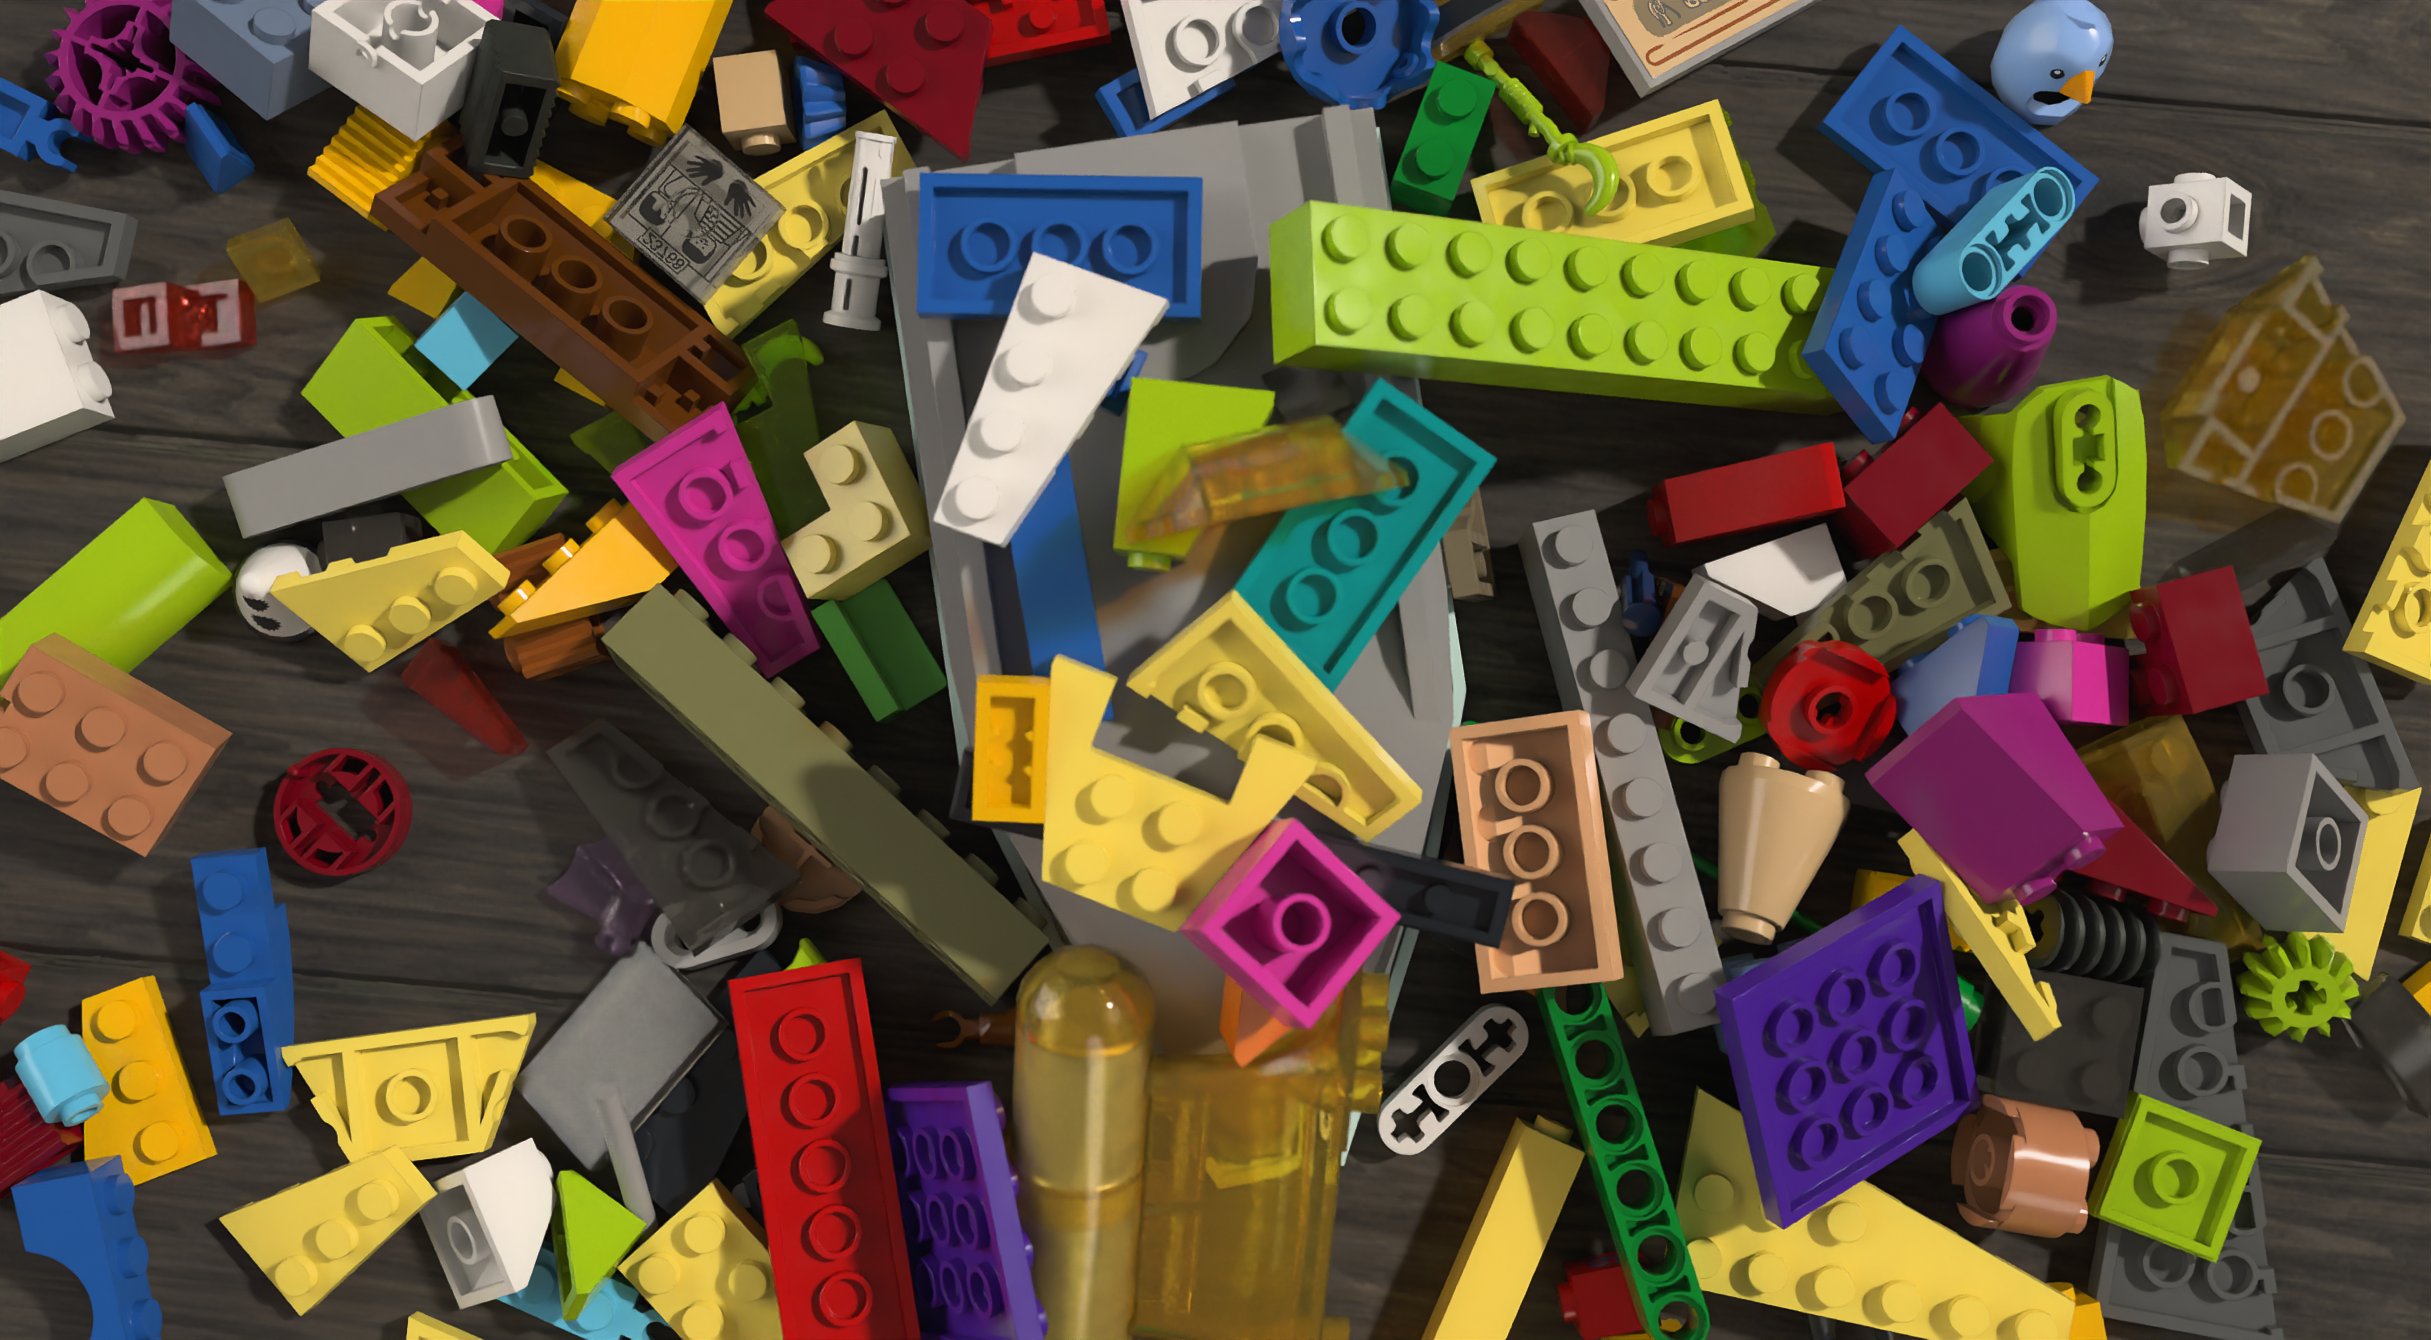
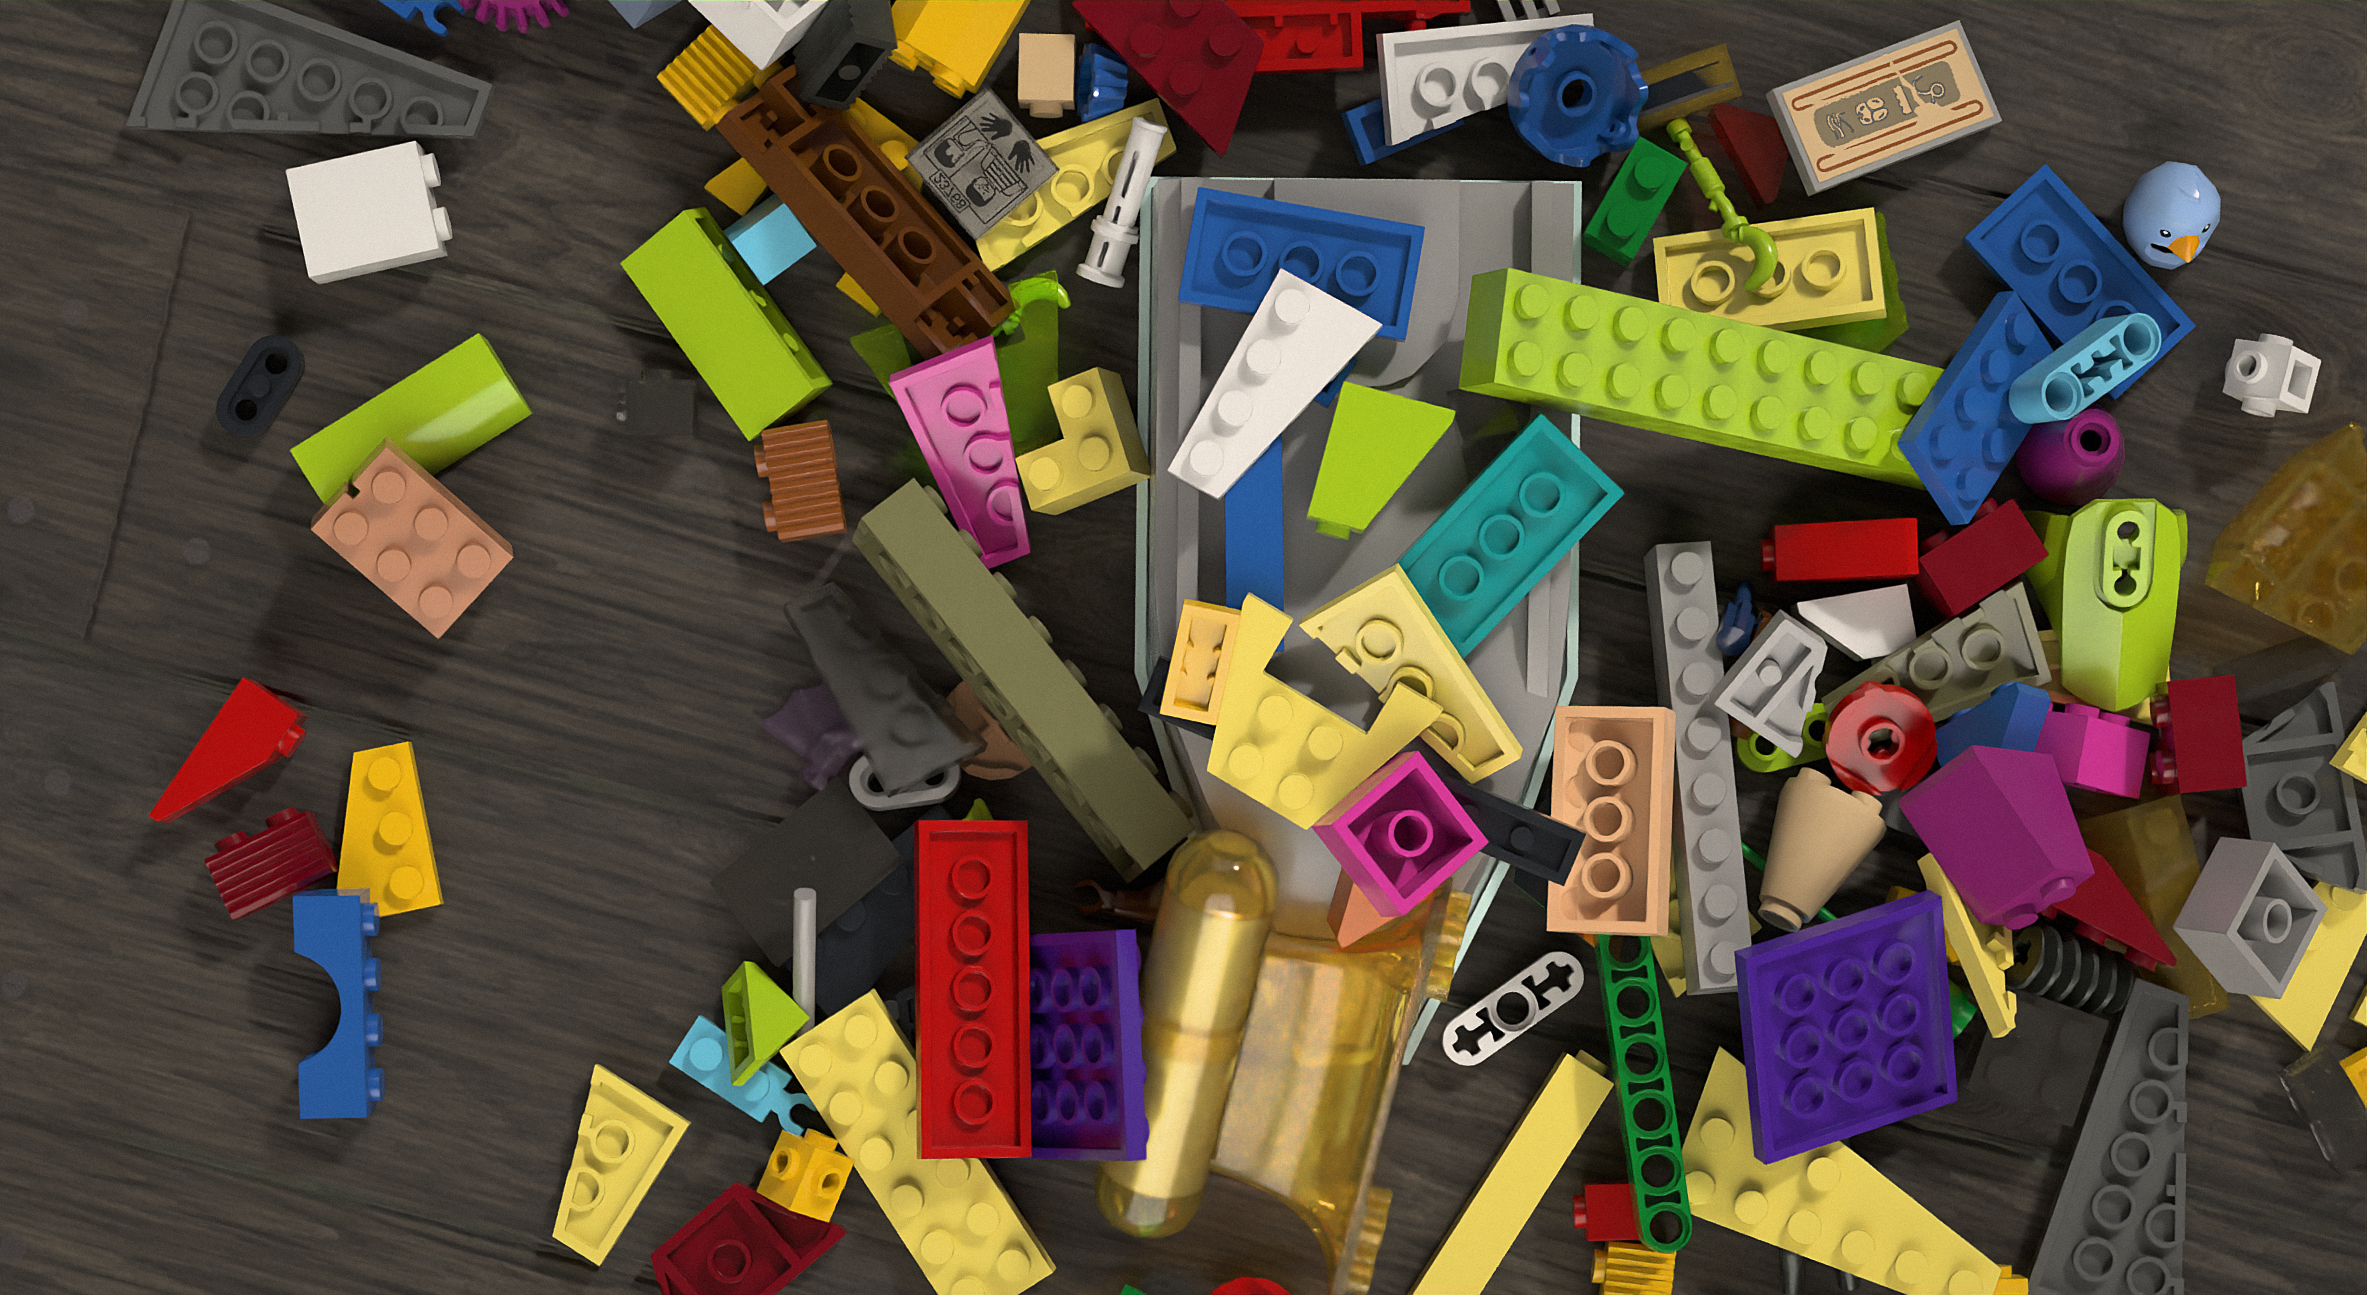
camera: 10 degrees right, 0 degrees up
(61, 1076) = (336, 812): medium azure brick -> none
(183, 318) = (523, 179): clear red slope -> none
(215, 149) = (571, 39): blue slope -> none
(251, 980) = (498, 758): blue slope -> none
(254, 579) = (575, 429): white hat -> none
(273, 260) = (611, 143): clear yellow plate -> none
(299, 800) = (576, 643): dark red piece -> none
(330, 1225) = (538, 976): light yellow wing -> none
(368, 467) = (674, 339): light grey beam -> none
(394, 600) = (679, 456): light yellow wing -> none
(416, 1087) = (627, 873): light yellow wing -> none
(453, 687) = (711, 536): clear red slope -> none
(491, 1222) = (673, 996): white slope -> none
(600, 575) = (863, 458): yellow slope -> none
(881, 650) = (1082, 563): bright green panel -> none
(1260, 475) = (1434, 478): clear yellow wedge -> none
(1468, 555) = (1596, 562): dark tan wing -> none
(2023, 1167) = (1983, 1156): nougat brick -> none
(2173, 1176) = (2109, 1184): lime tile -> none
(2297, 985) = (2225, 1033): lime gear -> none

